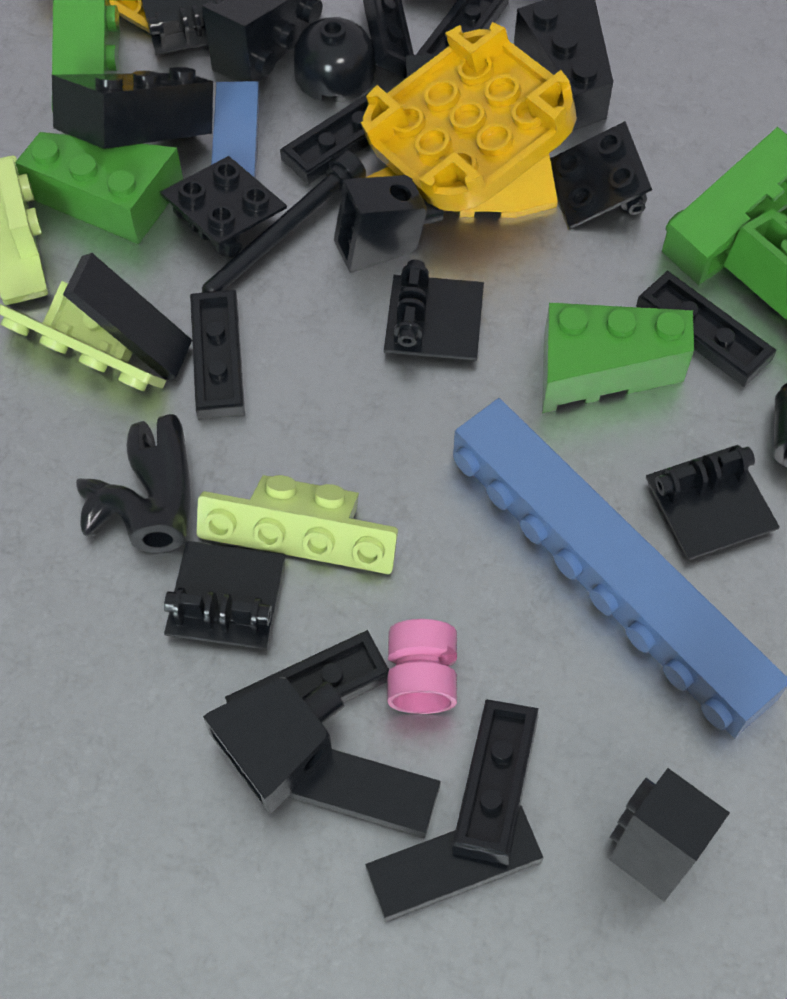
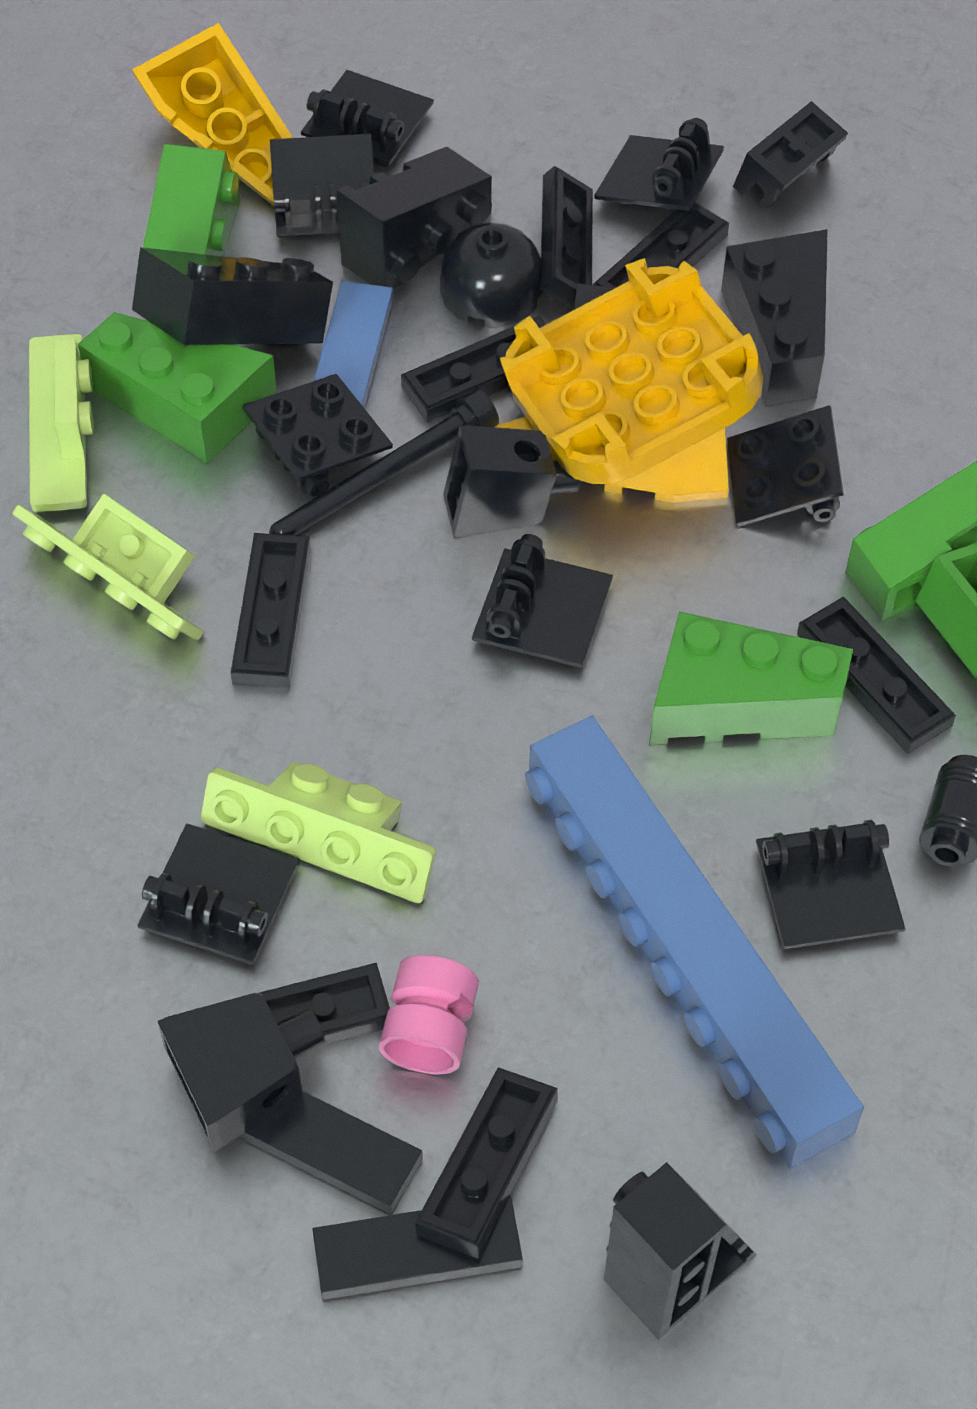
camera: 10 degrees right, 5 degrees down
(127, 316) = (171, 548): black tile -> none
(153, 522) = (175, 730): black piece -> none

